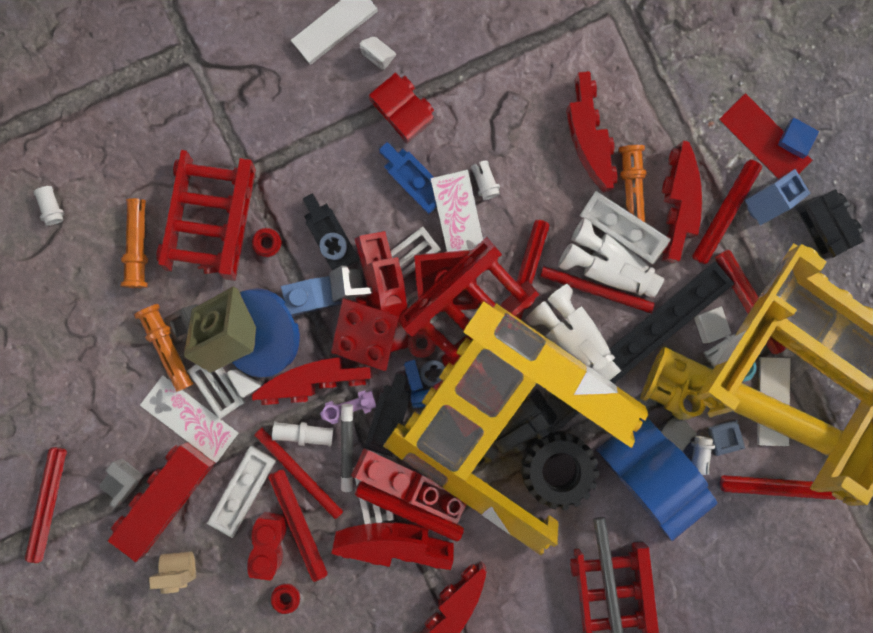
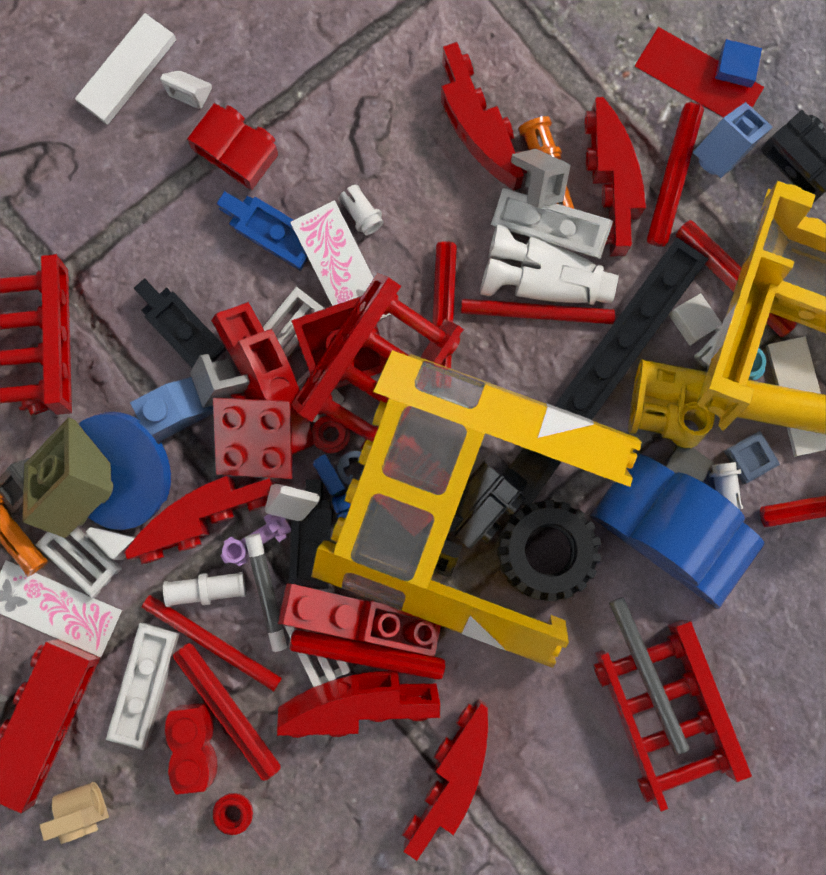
camera: 10 degrees left, 5 degrees down
(258, 238) = (91, 353): red plate -> none
(341, 242) = (195, 328): sand blue bush -> none
(381, 388) = (290, 502): none -> white slope
(576, 334) = (525, 370): white piece -> none
(629, 192) = (544, 177): none -> light grey panel

